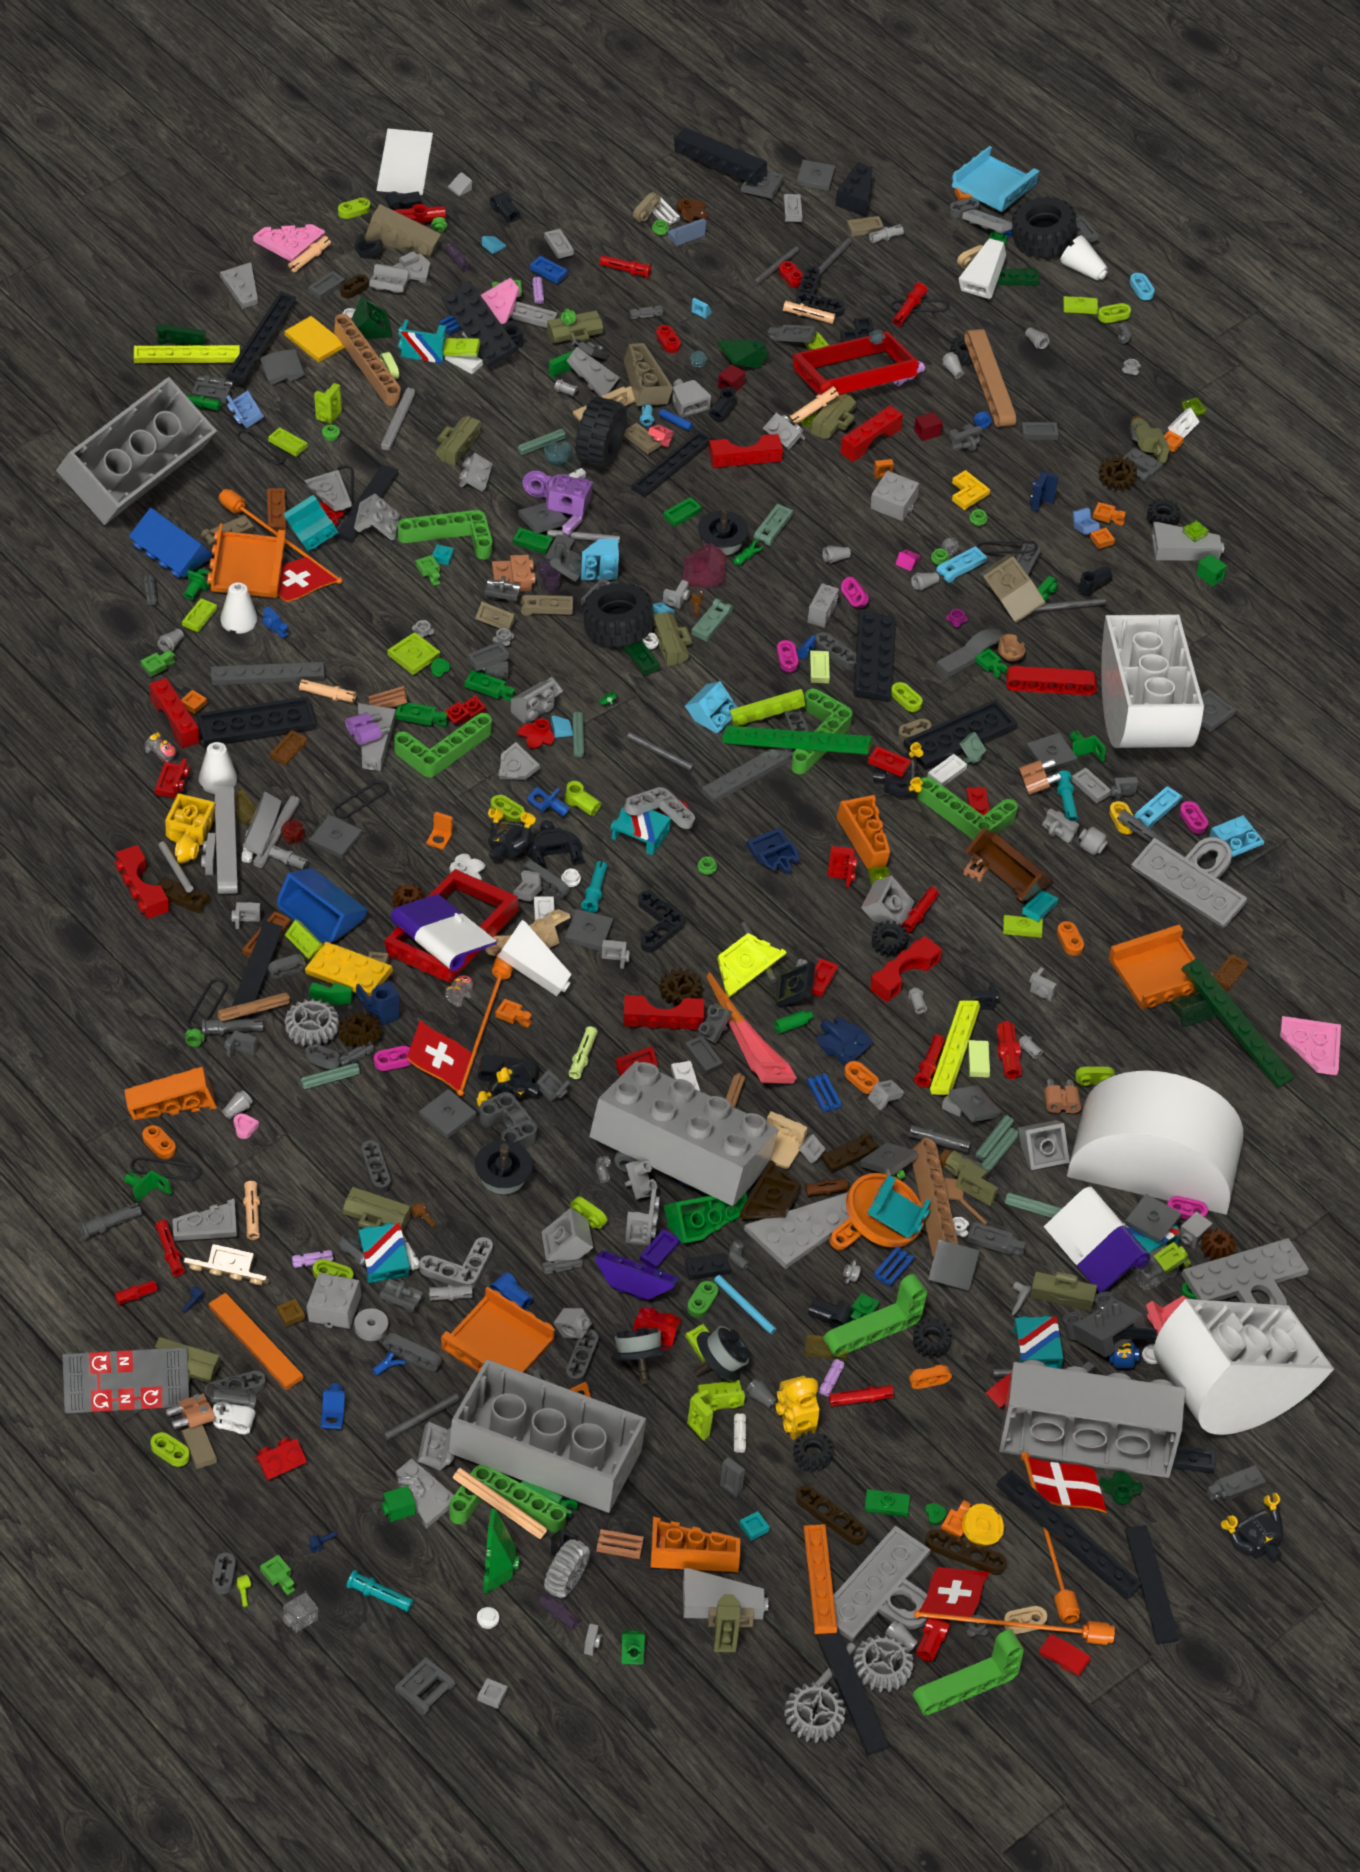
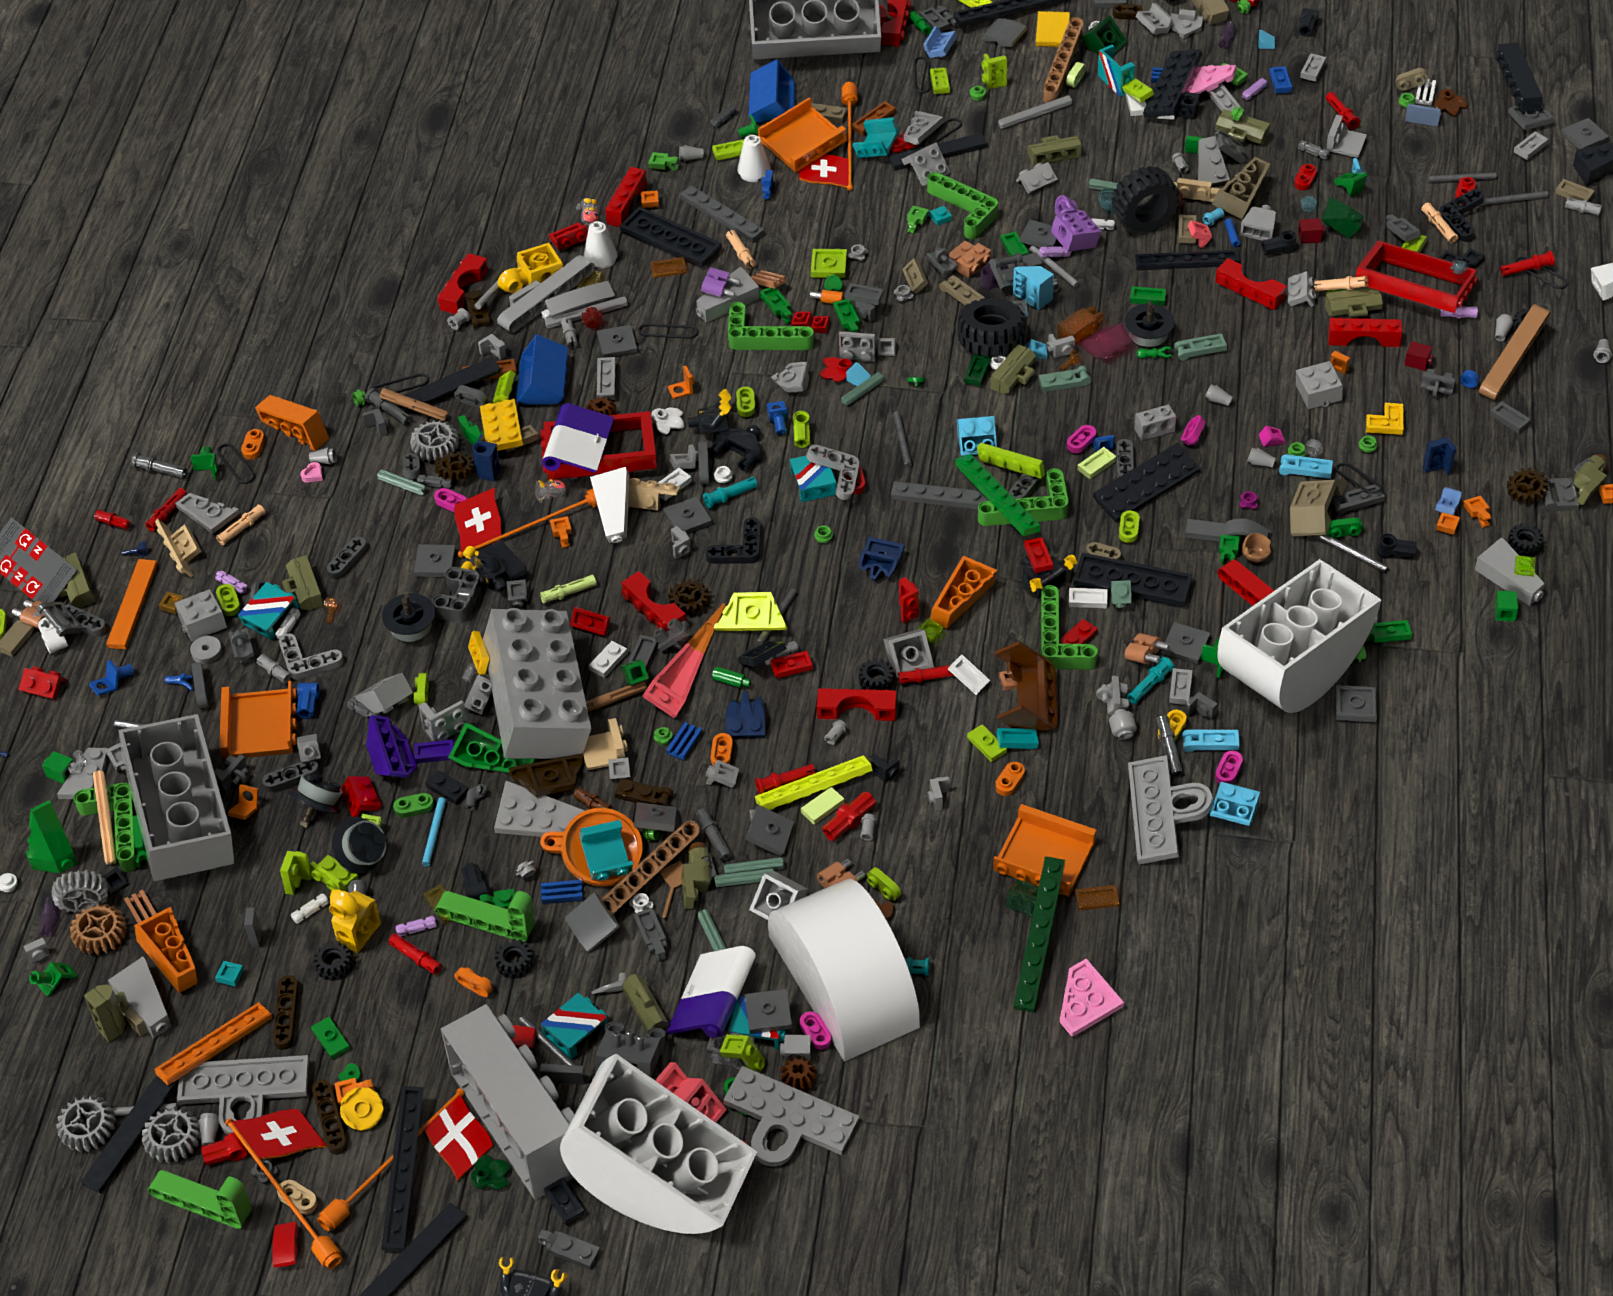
camera: 55 degrees right, 0 degrees up
(181, 910) = (458, 319): none -> light grey bush
(373, 871) = (606, 377): none -> light grey plate
(452, 680) = (828, 296): none -> orange piece
(597, 1149) = (478, 652): none -> yellow tile
(600, 1588) = (98, 929): none -> medium nougat gear
(659, 290) = (1344, 141): none -> light grey bracket
(669, 570) = (1080, 324): none -> clear orange hinge
(711, 317) = (1352, 181): none -> green slope
(726, 1071) = (634, 672): none -> green brick
(804, 1105) = (663, 736): none -> bright green plate
(950, 887) = (968, 674): none -> white tile

